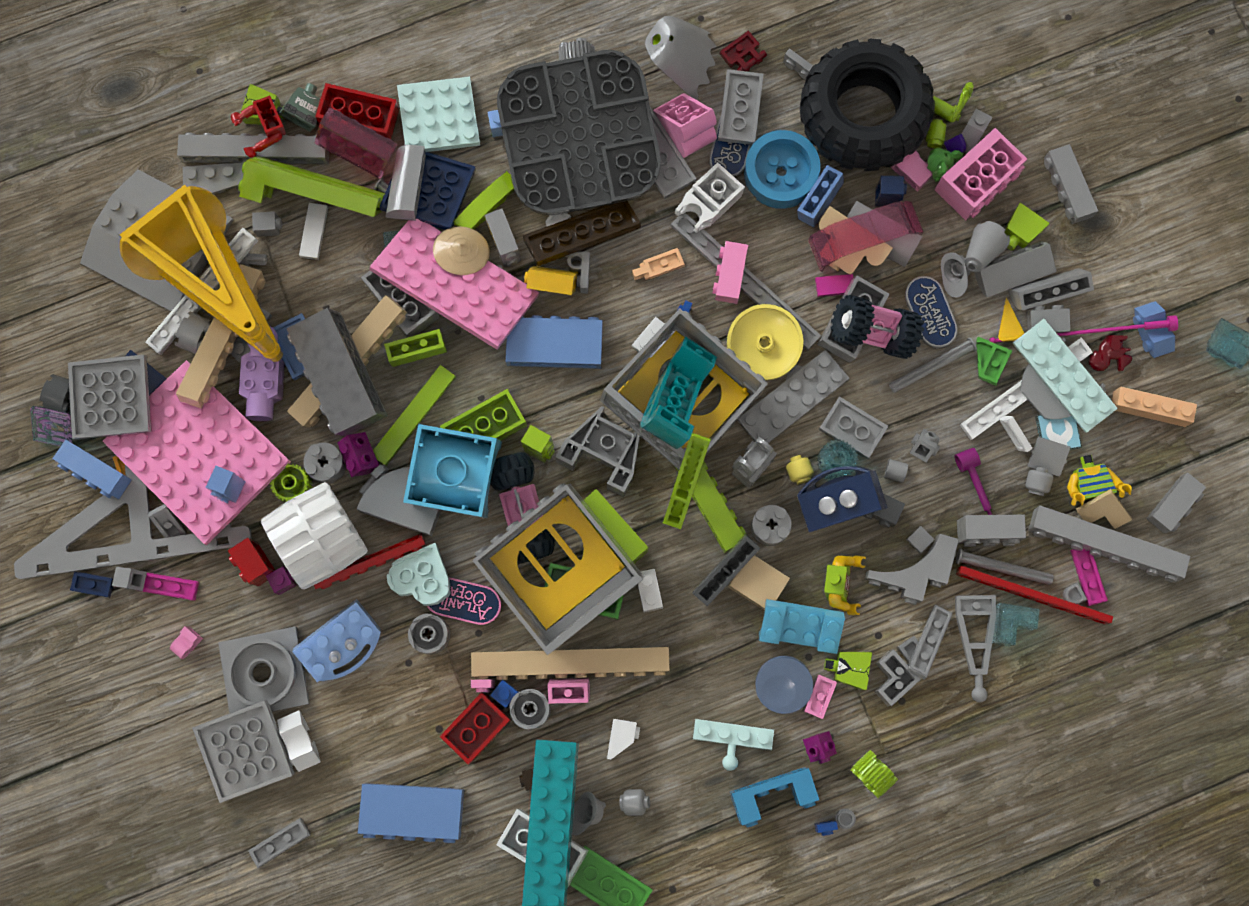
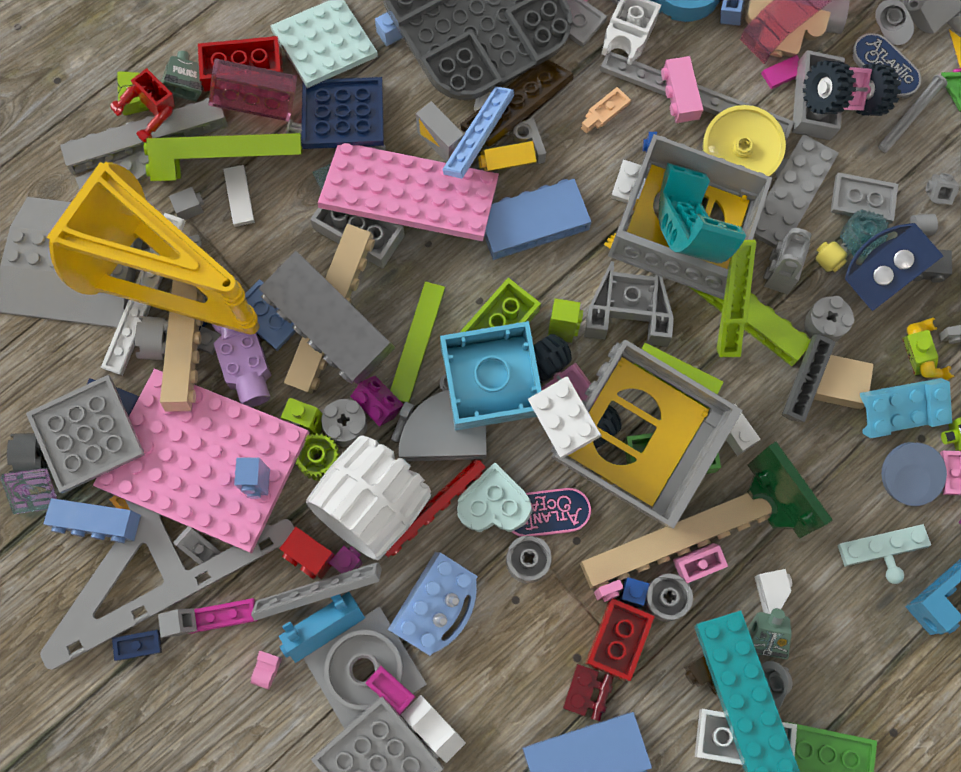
camera: 25 degrees left, 5 degrees down
(241, 625) = (320, 627): none -> dark azure brick
(247, 595) = (317, 591): none -> light grey tile
(276, 698) = (391, 689): none -> dark pink tile
(290, 445) = (303, 416): none -> lime torso
(406, 182) = (319, 112): light grey brick -> none
(415, 348) = (394, 272): lime brick -> none
(429, 758) = (581, 690): none -> dark red plate
(461, 250) = (403, 159): tan hat -> none
(486, 202) = (406, 108): lime slope -> none
(491, 530) = (564, 417): none -> white plate
(532, 250) = (478, 132): none -> light blue tile
(600, 771) = (771, 633): none -> sand green torso
(634, 802) = (817, 654): light grey head -> none
(648, 649) = (786, 491): none -> dark green piece

